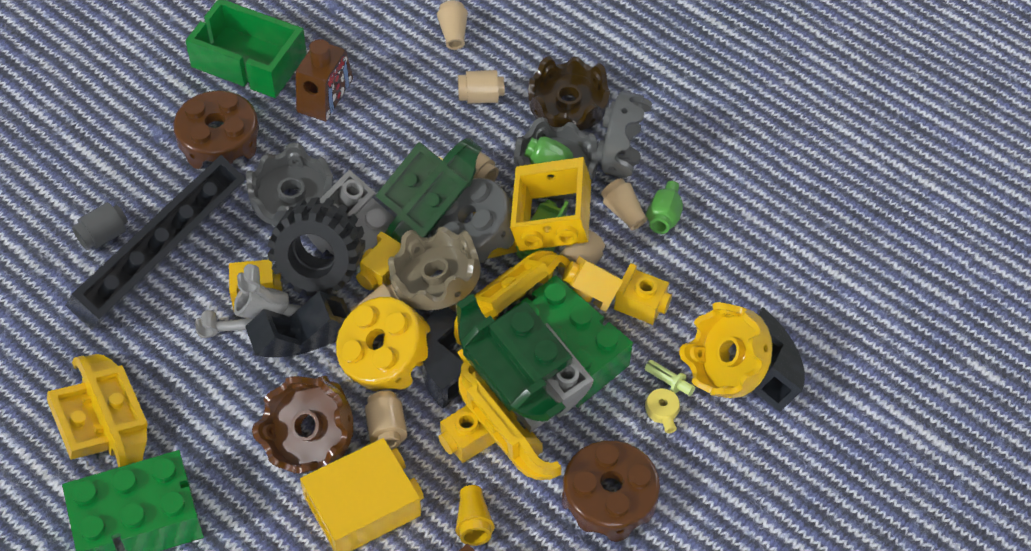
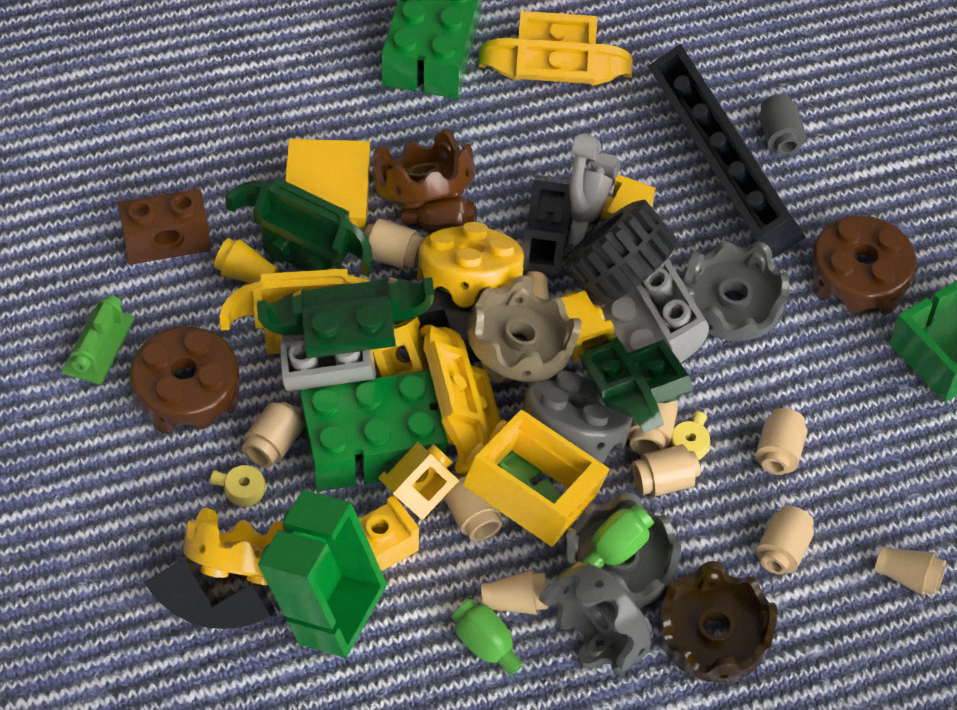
camera: 120 degrees right, 0 degrees up
(325, 71) = (881, 383): reddish brown torso -> none
(404, 117) = (781, 441): none -> tan brick
(426, 469) = (302, 226): none -> dark green plate
(613, 404) = (272, 434): none -> tan brick
(677, 382) = (265, 510): yellowish green piece -> none
(704, 278) = (323, 573): none -> green piece

